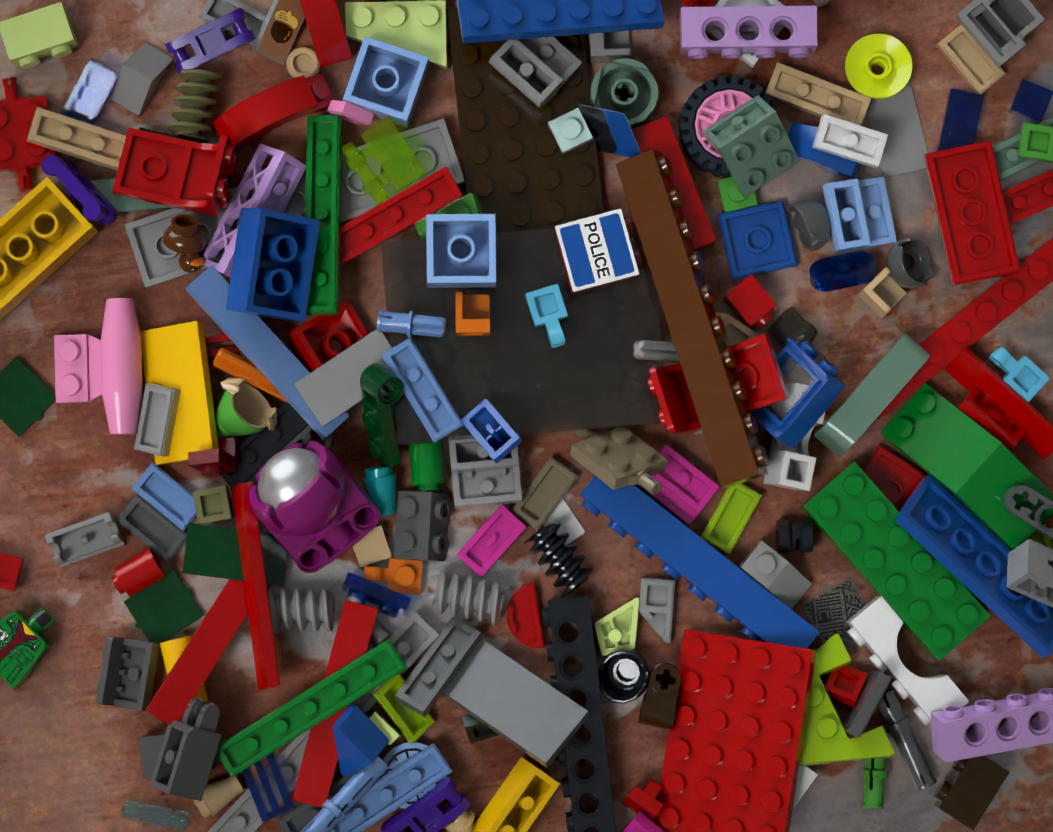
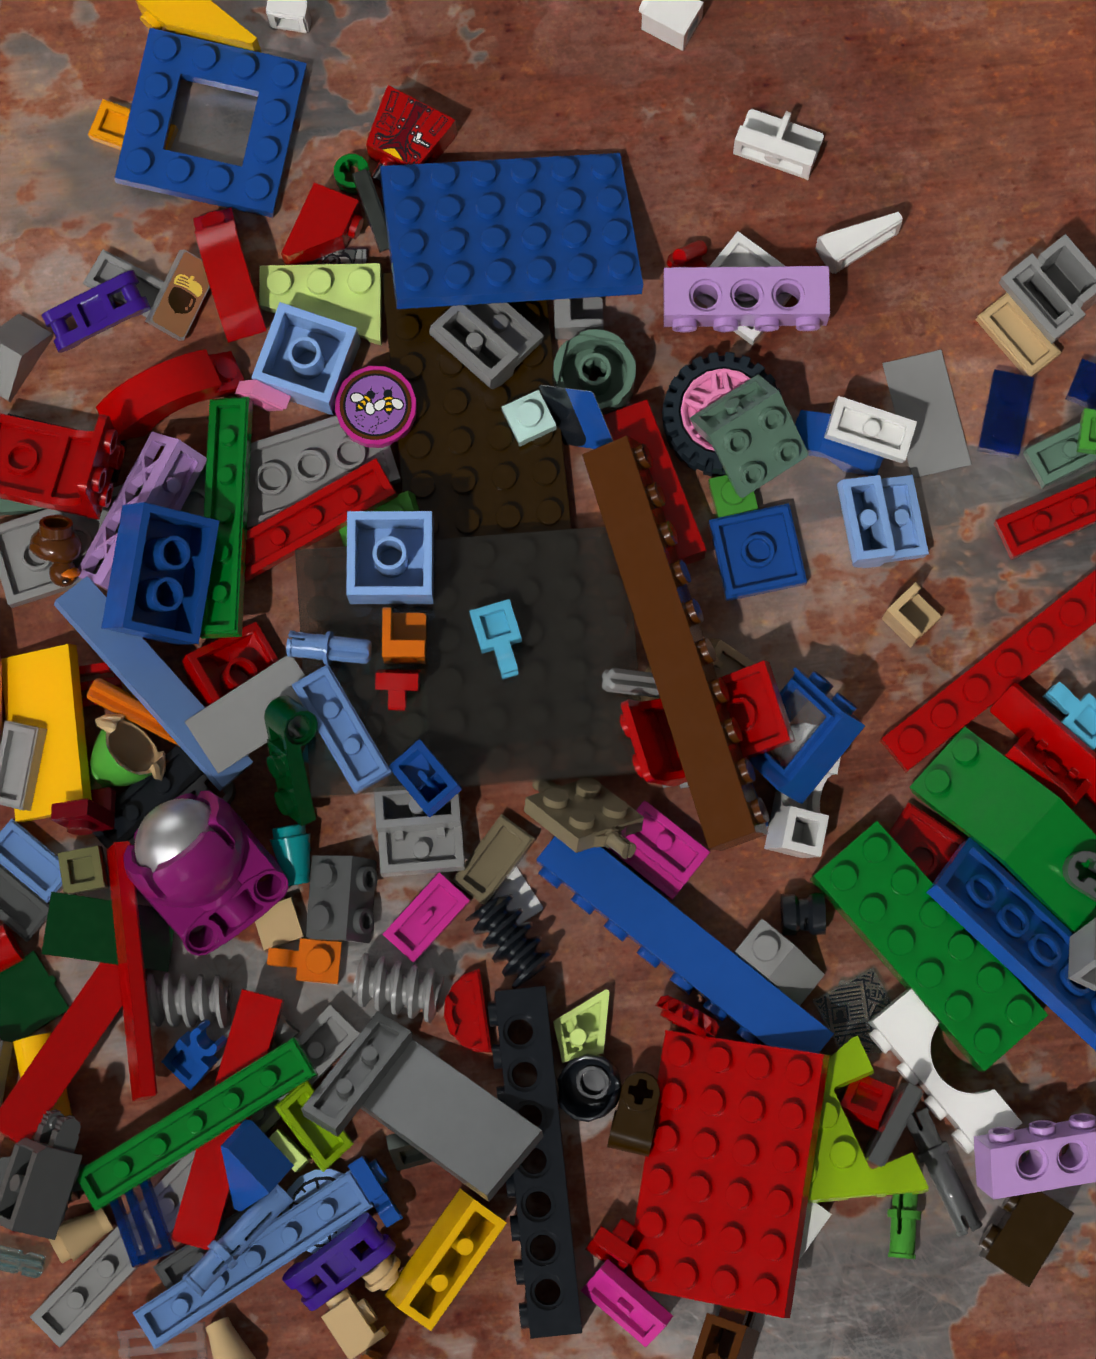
camera: 10 degrees right, 5 degrees down
(194, 103) = (73, 384): olive piece -> none
(303, 62) = (207, 335): tan tile -> none
(306, 653) = (193, 1055): none -> blue plate
(363, 590) = (298, 992): clear blue plate -> none
(391, 153) = (312, 446): clear neon green plate -> none
(427, 466) = (348, 824): green brick -> none
(444, 122) = (376, 406): none -> tile
(451, 750) = (371, 1180): none -> blue plate
(467, 352) = (397, 683): none -> red tile
(597, 252) = (559, 560): piece -> none
(656, 605) = (632, 999): light grey tile -> none
(702, 619) = (687, 1017): none -> red gear
(731, 517) = (724, 890): lime tile -> none
(751, 303) = (749, 627): red brick -> none
(793, 326) = (803, 655): clear smoke piece -> none
(812, 222) = (824, 529): dark grey hair -> none
(816, 95) = (828, 376): tan plate -> none
(843, 271) = (862, 589): clear blue plate -> none
(872, 395) = (898, 739): sand green beam -> none
(880, 51) = (906, 325): neon yellow dish -> none
(910, 263) = (945, 579): dark grey hair -> none
(972, 213) = (1021, 518): red tile -> none

